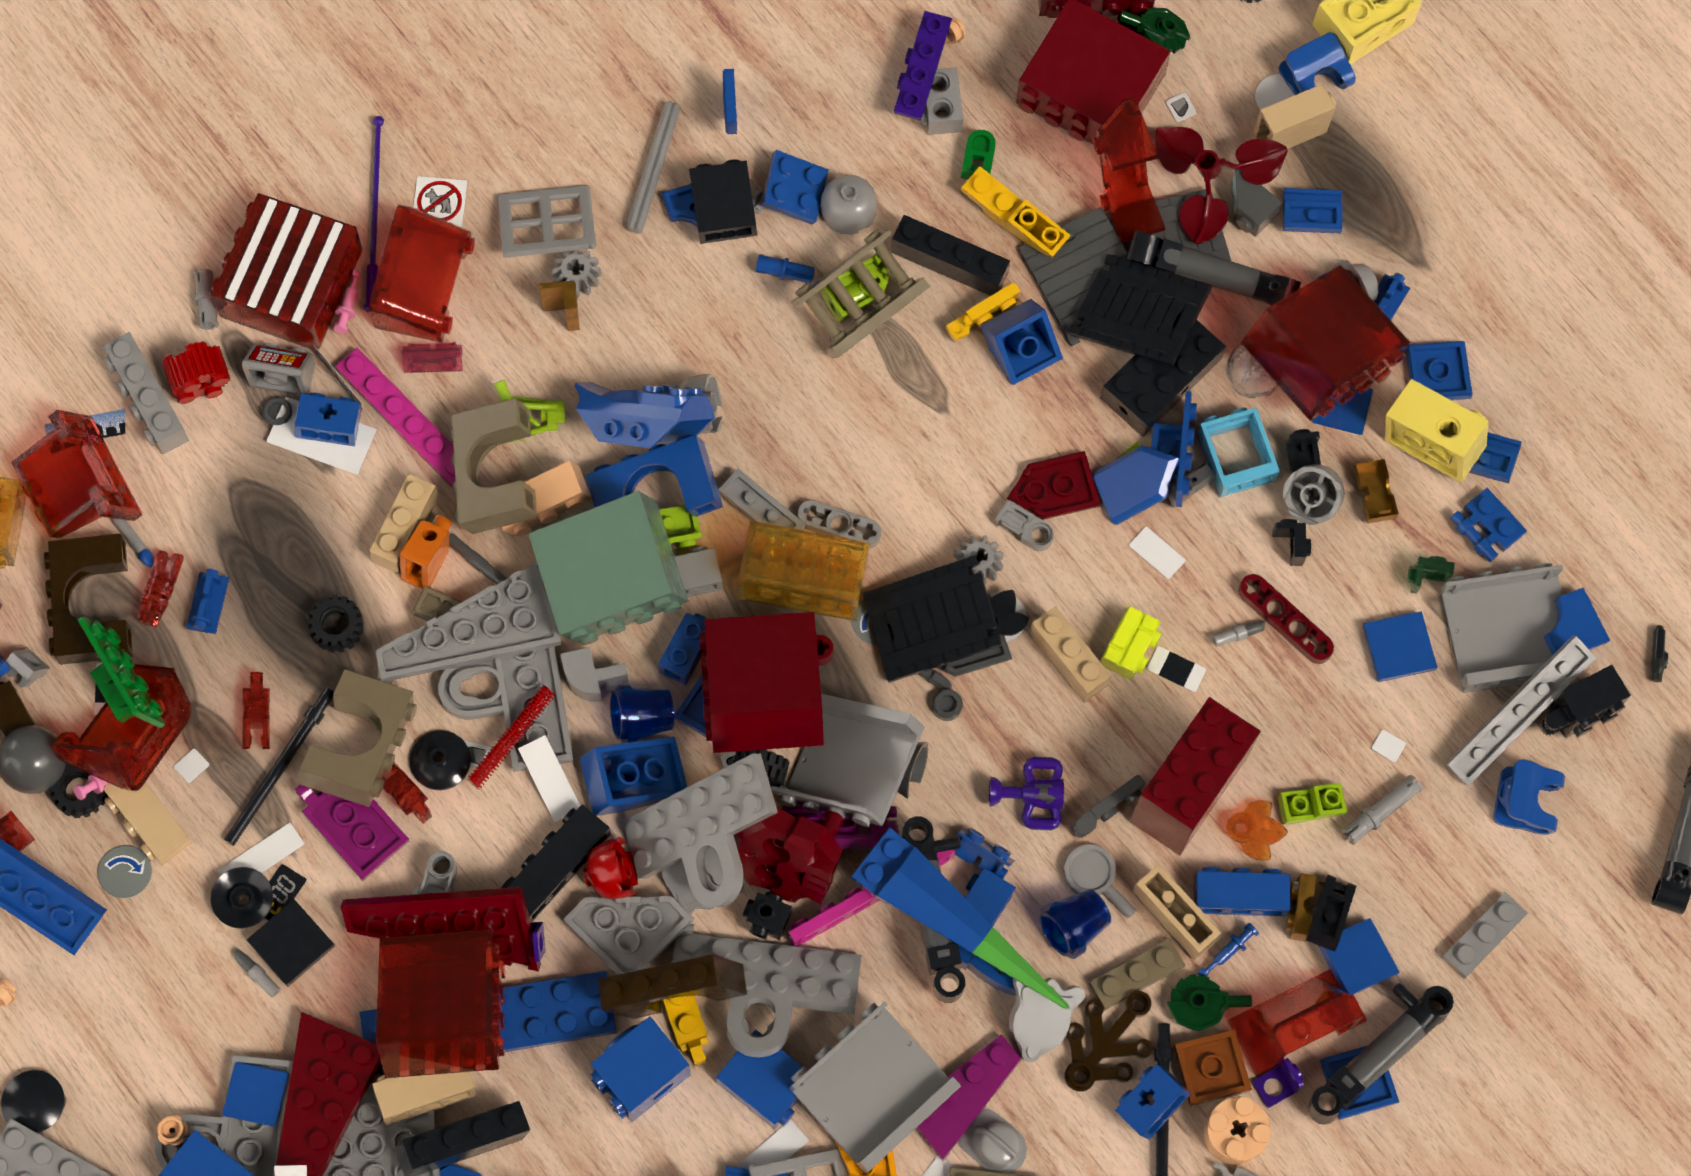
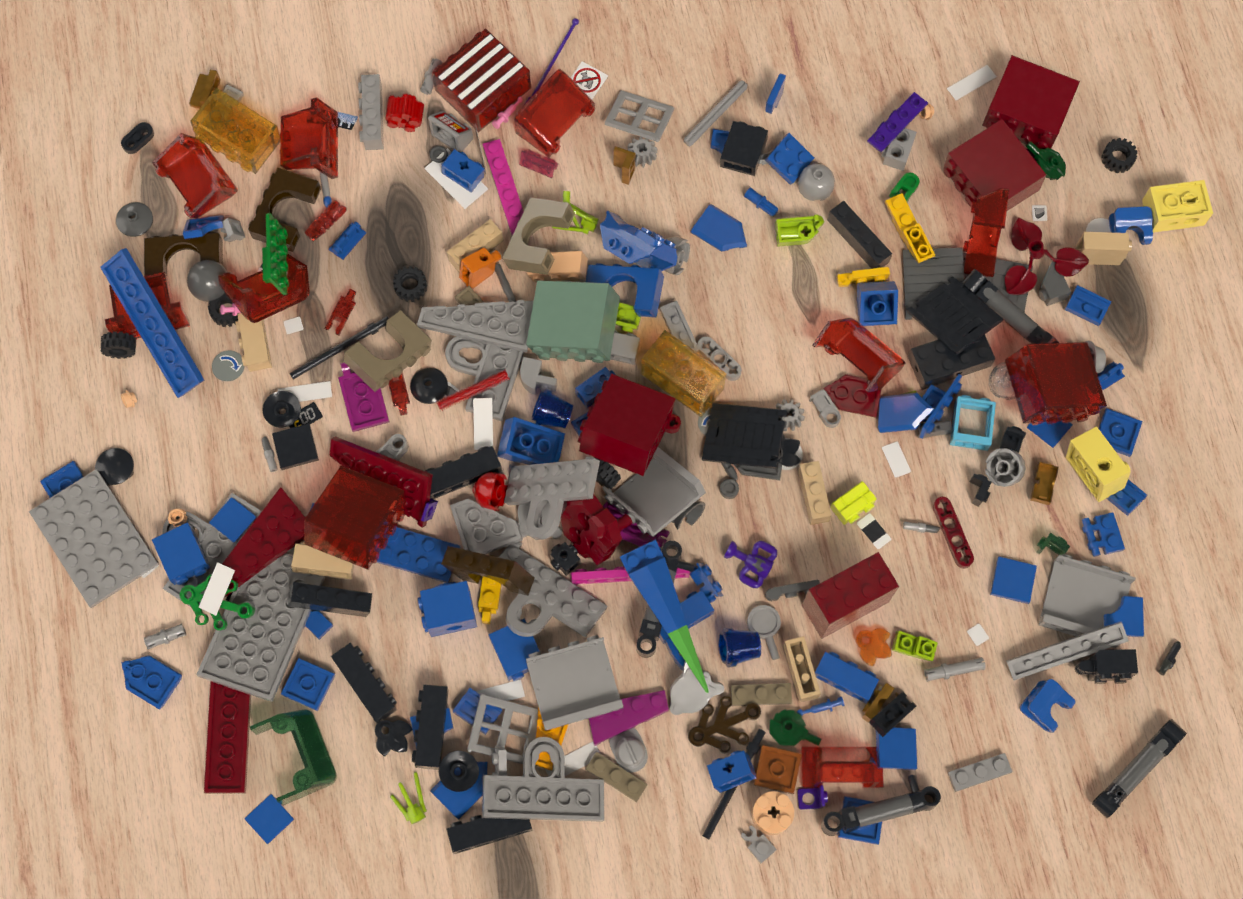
camera: 30 degrees right, 0 degrees up
(745, 336) = (719, 229): none -> blue tile
(886, 304) = (807, 246): dark tan fence -> none
(1038, 420) = (862, 350): none -> clear red windscreen

